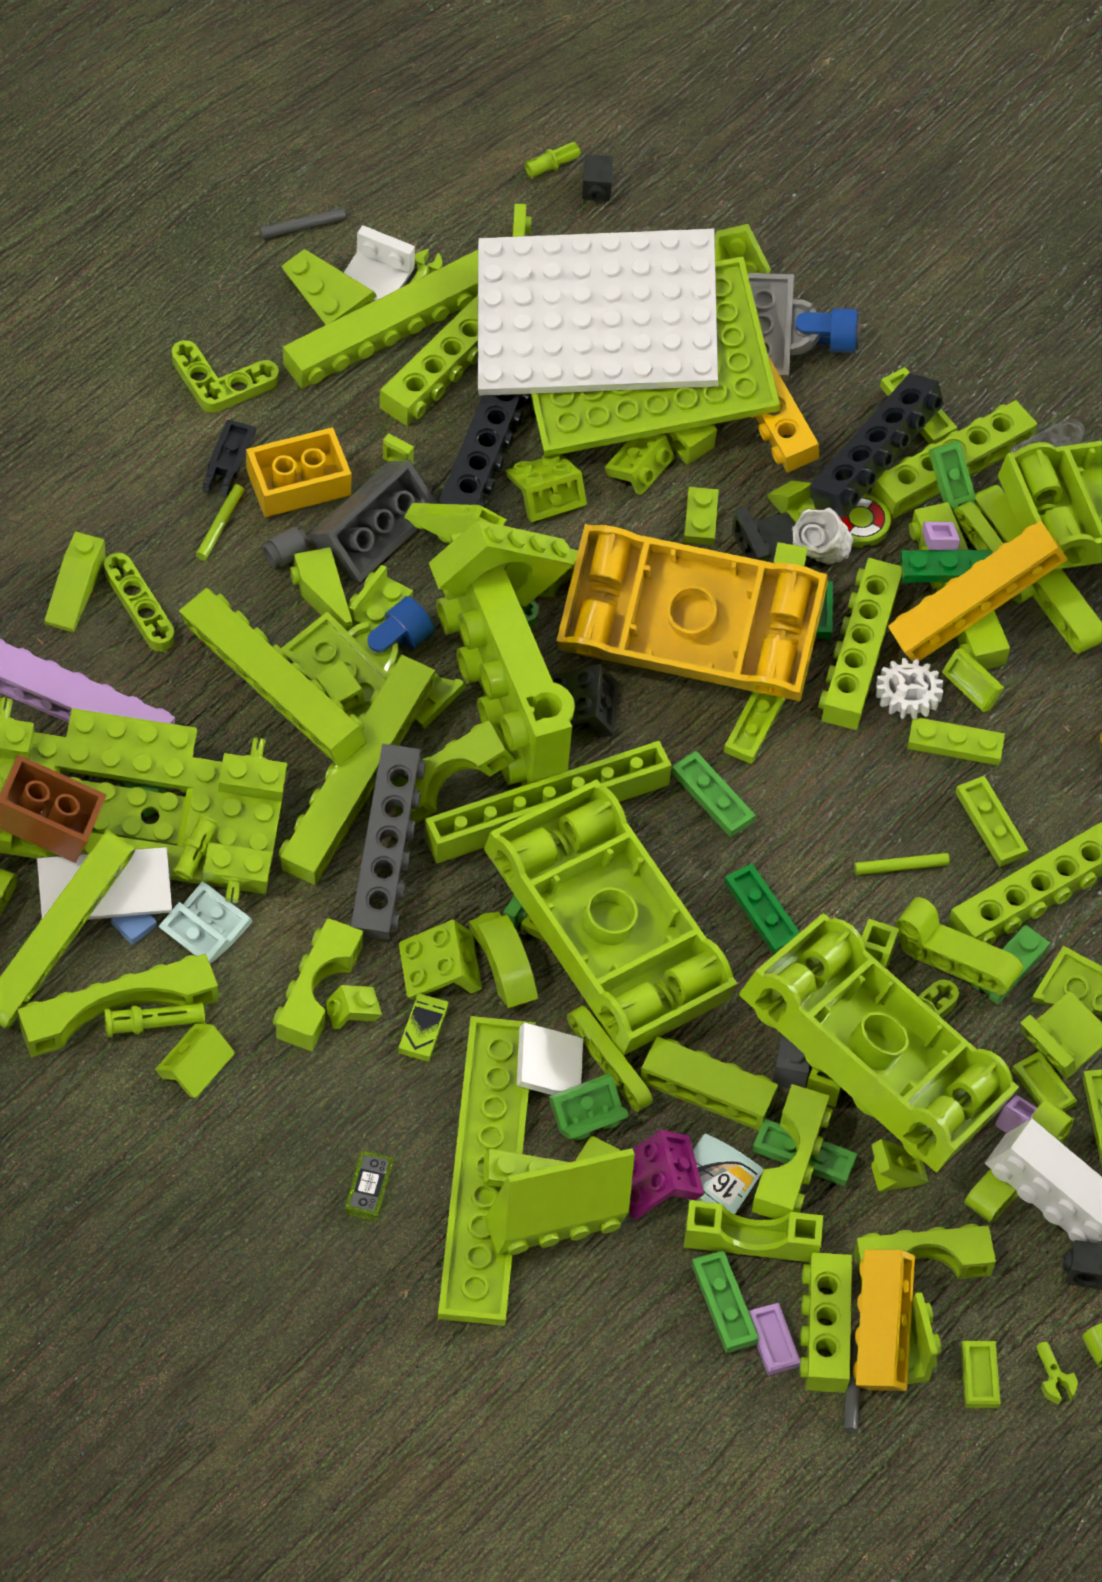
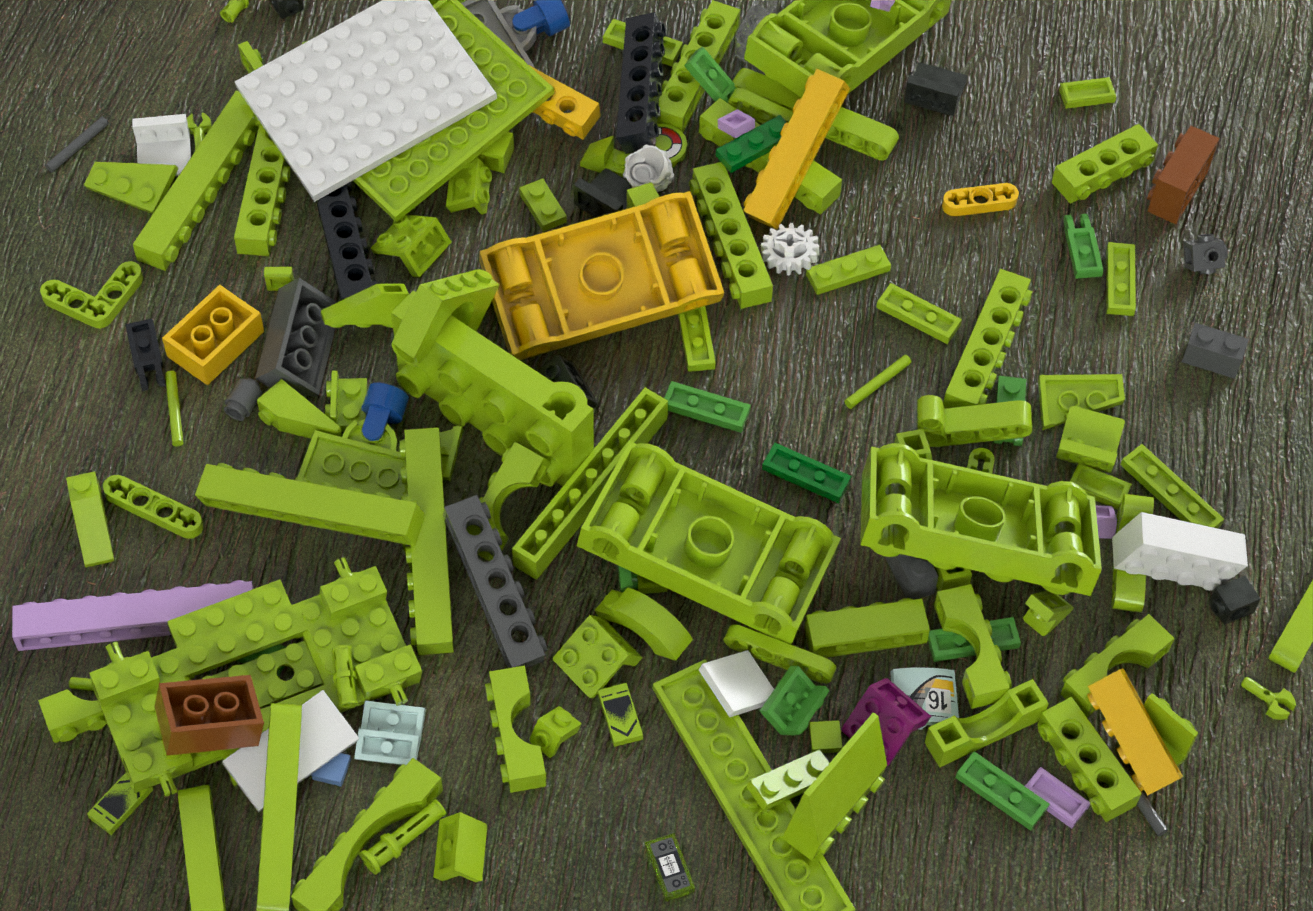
camera: 30 degrees left, 0 degrees up
(341, 684) = (369, 479): lime brick -> none
(973, 680) = (829, 217): lime tile -> none
(980, 1374) = (1219, 731): lime tile -> none

